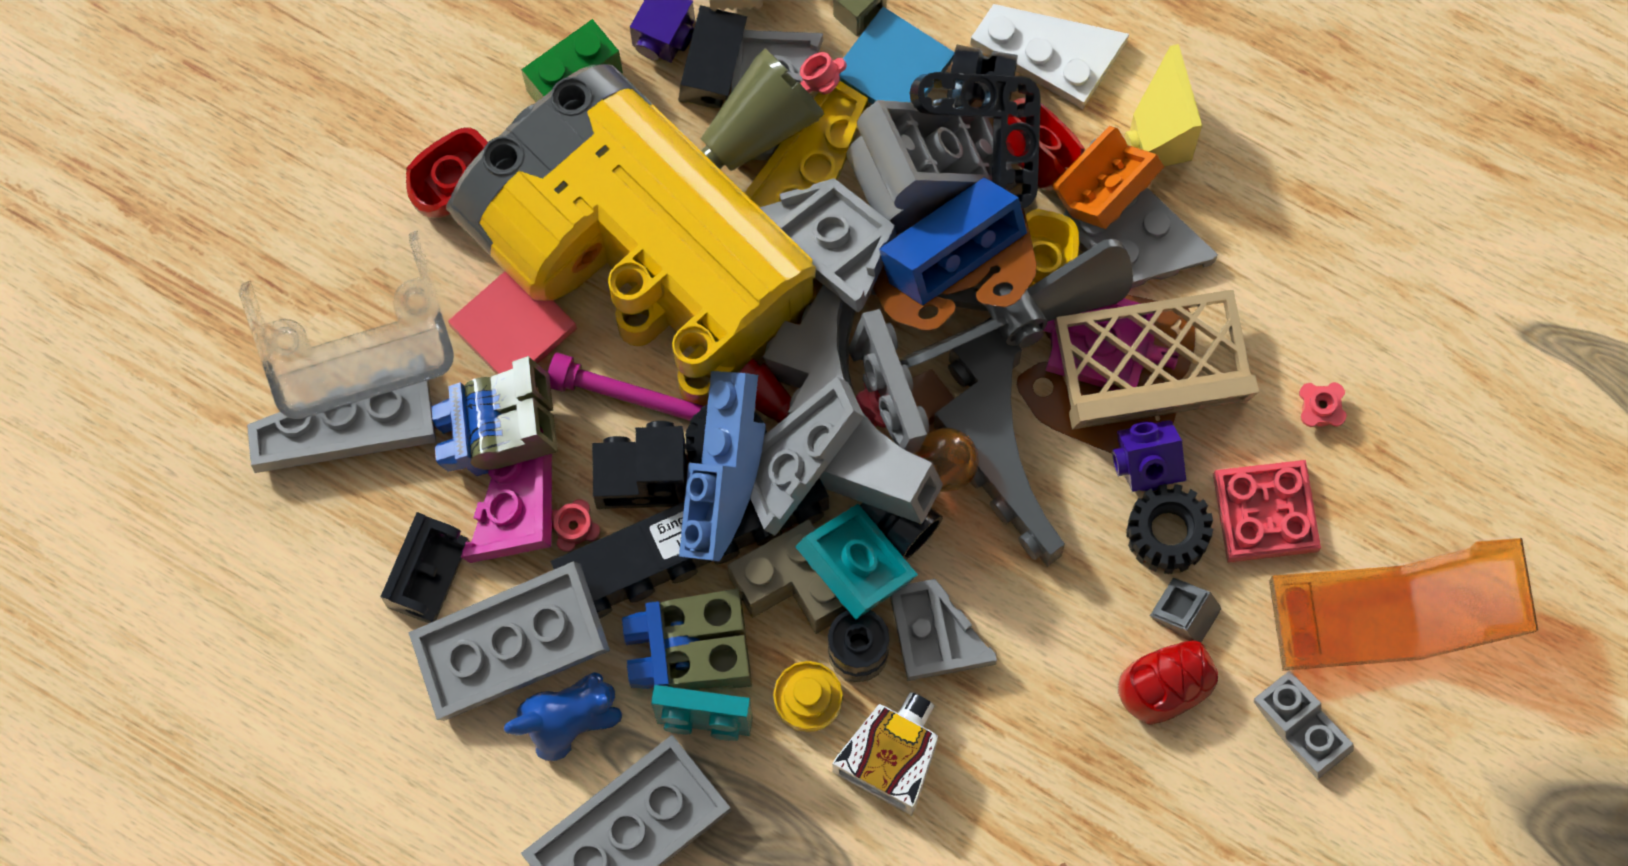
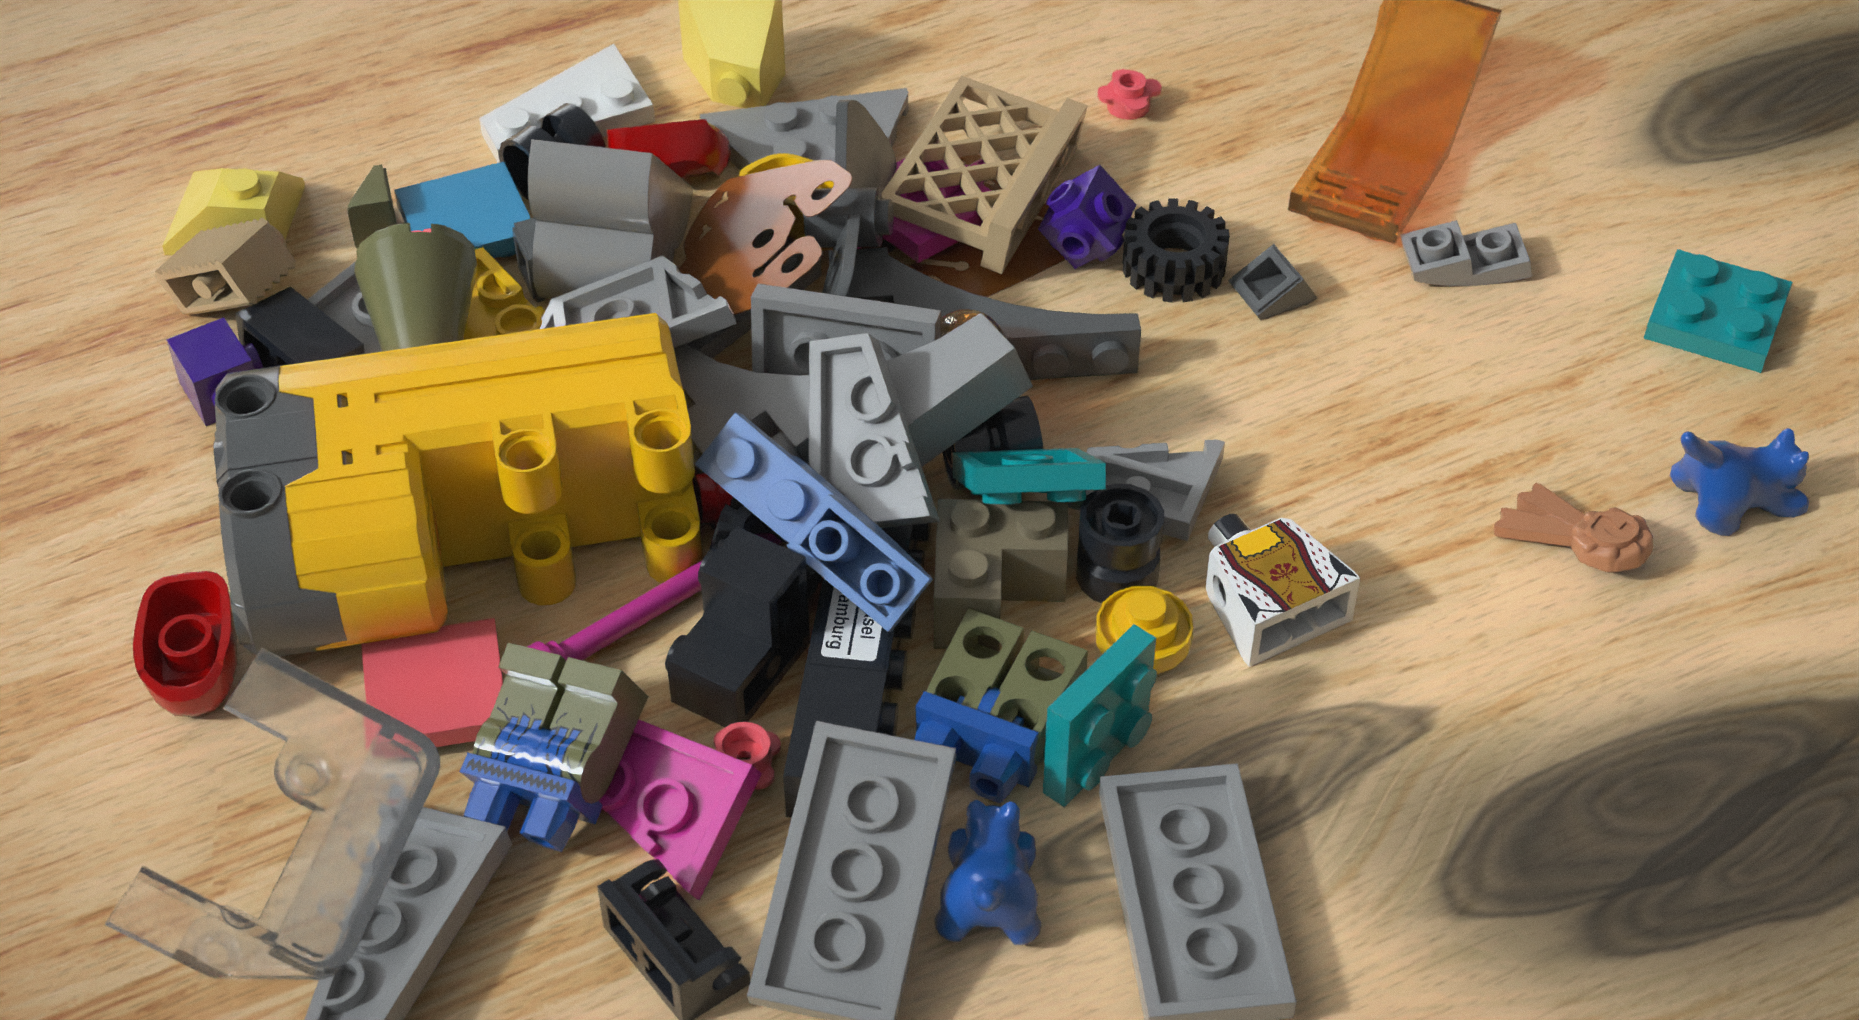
camera: 60 degrees left, 25 degrees down
(578, 50) = (180, 473): green brick -> none
(953, 240) = (726, 217): blue brick -> none
(996, 106) = (624, 97): black beam -> none
(1106, 179) = (764, 105): orange bracket -> none
(1167, 682) = (1345, 326): red piece -> none
(1266, 511) = (1214, 174): coral tile -> none

